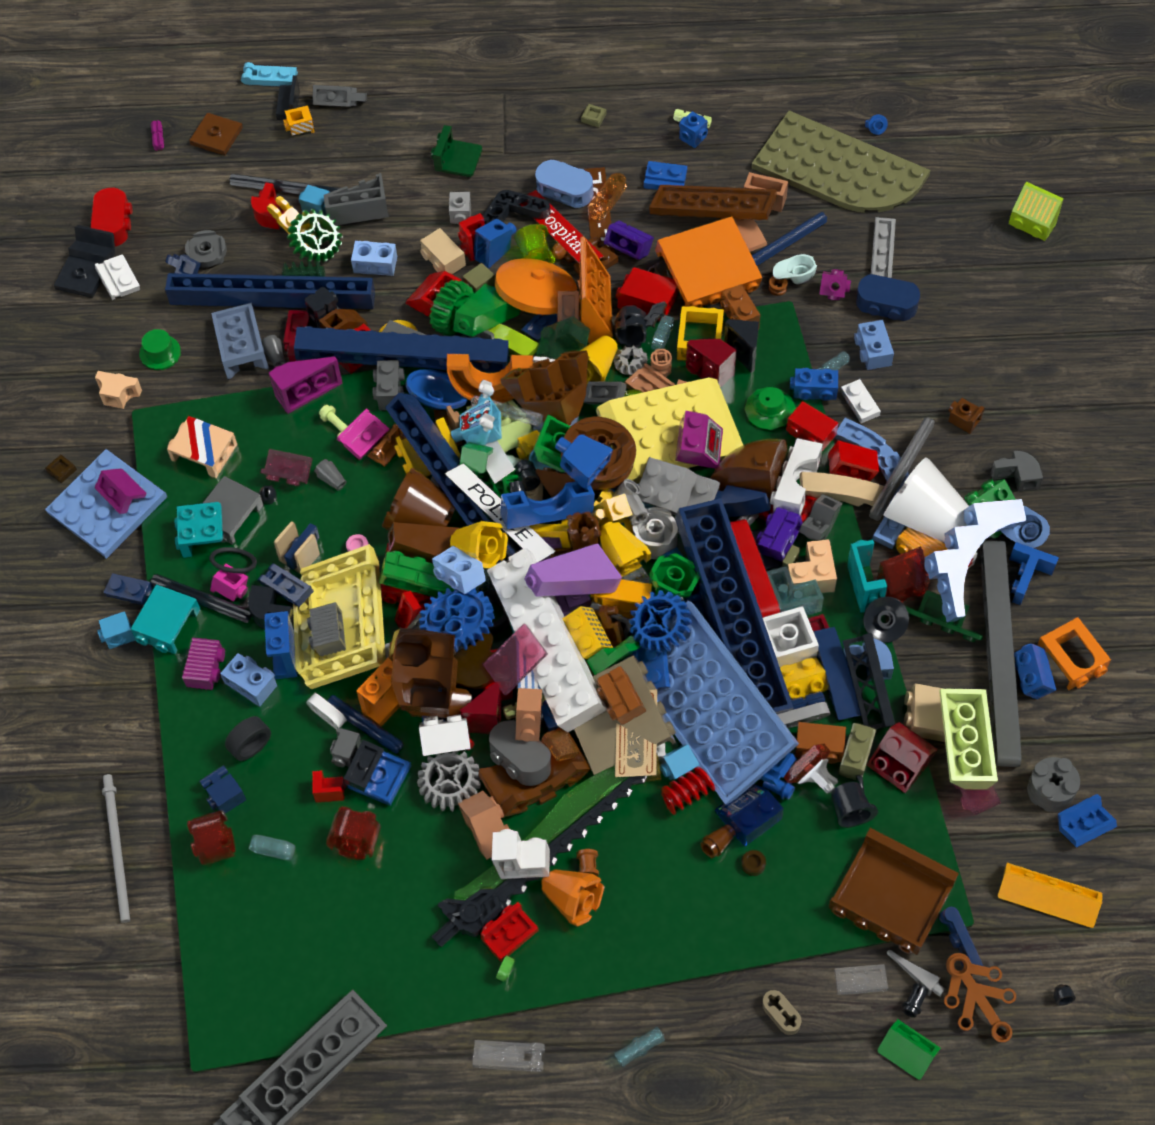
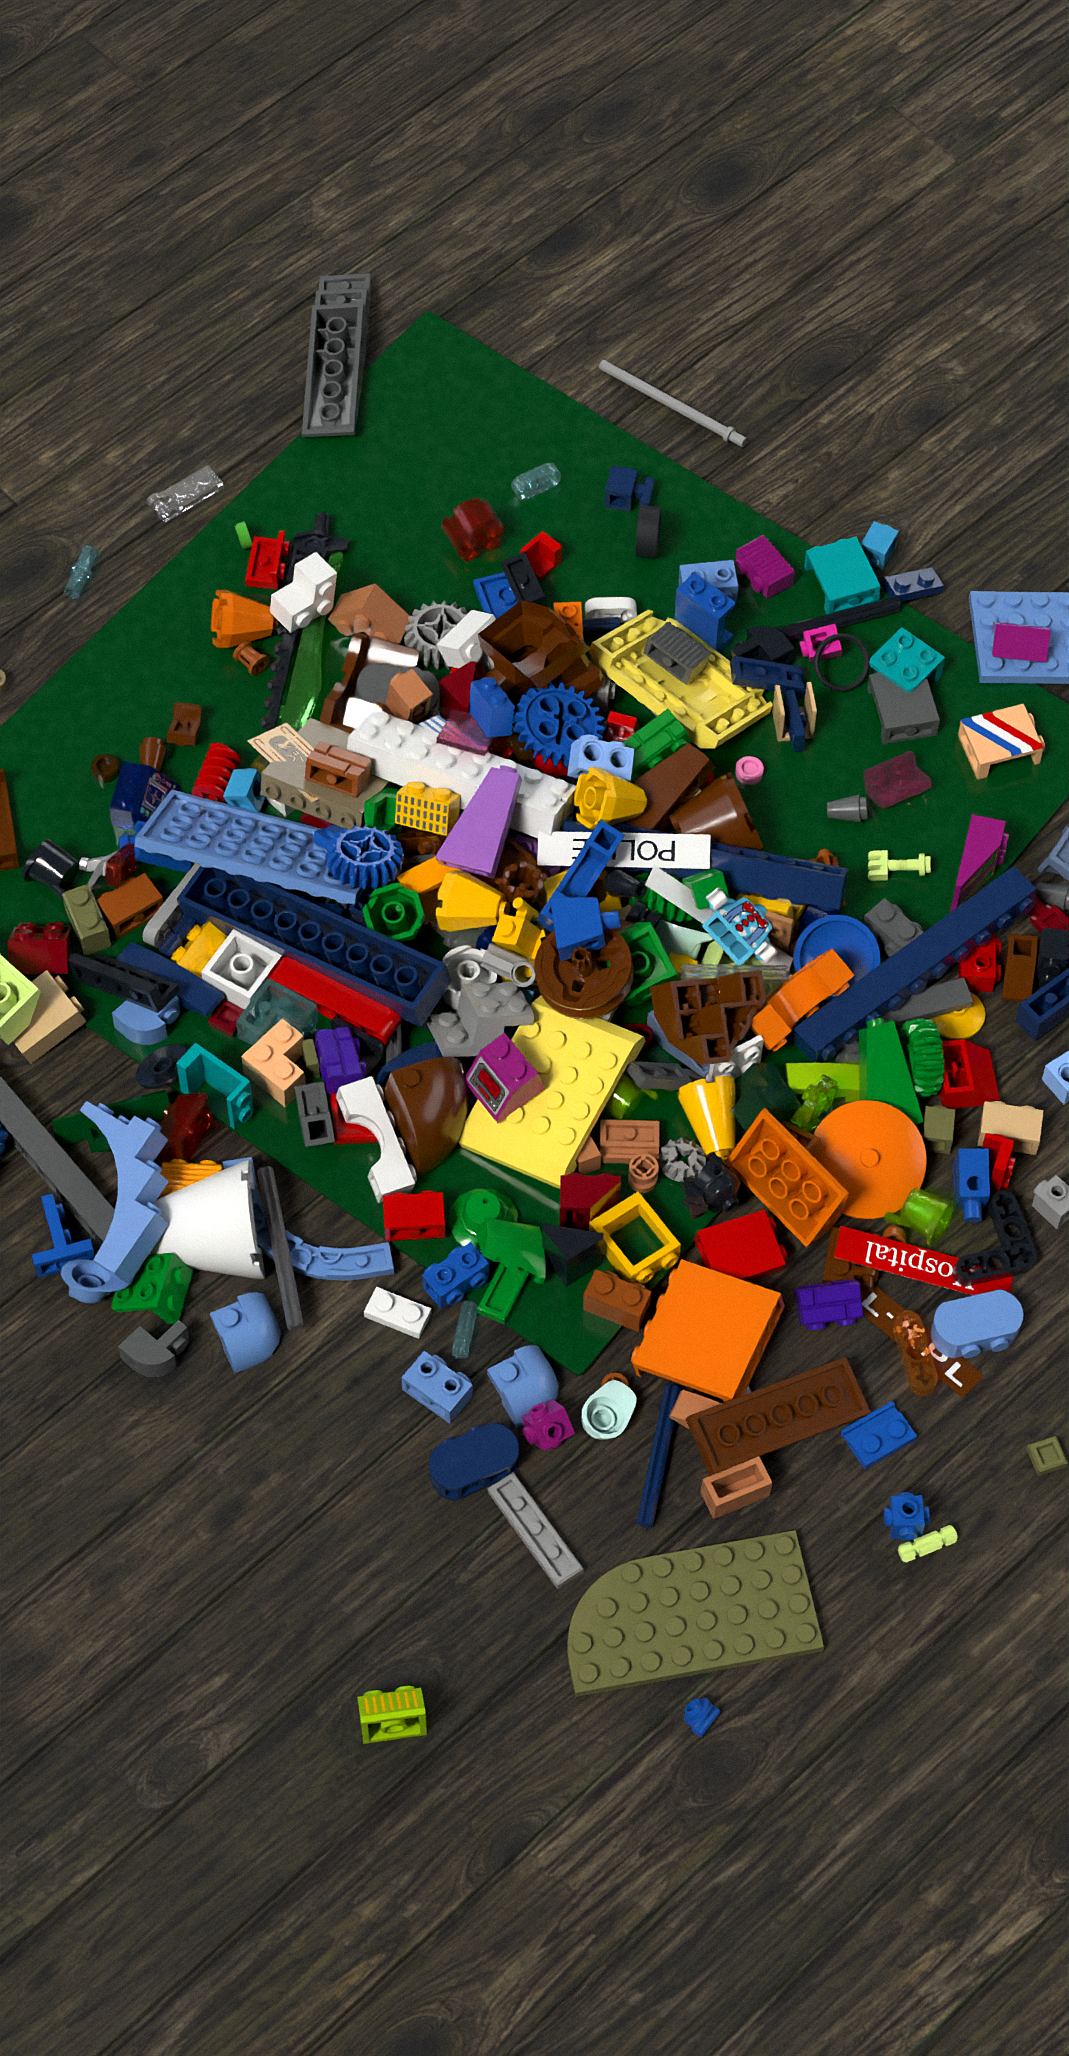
camera: 135 degrees right, 0 degrees up
(211, 837) = (589, 443): clear red brick -> none
(272, 496) = (884, 750): black hinge -> none
(344, 747) = (559, 589): dark grey brick -> none
(363, 434) = (864, 865): dark pink plate -> none
(486, 660) = (491, 707): none -> blue brick
(533, 318) = (817, 1099): none -> clear neon green plate
(663, 332) = (676, 1211): clear light blue beam -> none
(677, 845) = (185, 724): none -> reddish brown bracket
(771, 371) = (513, 1246): none -> green slope
(785, 366) = (502, 1293): none -> green tile
(823, 315) = (524, 1382): none -> medium blue brick
(840, 488) = (324, 1173): tan slope -> none
(853, 461) = (337, 1213): red brick -> none
(954, 446) = (247, 1330): none -> medium blue brick
(965, 415) = (266, 1385): reddish brown brick -> none

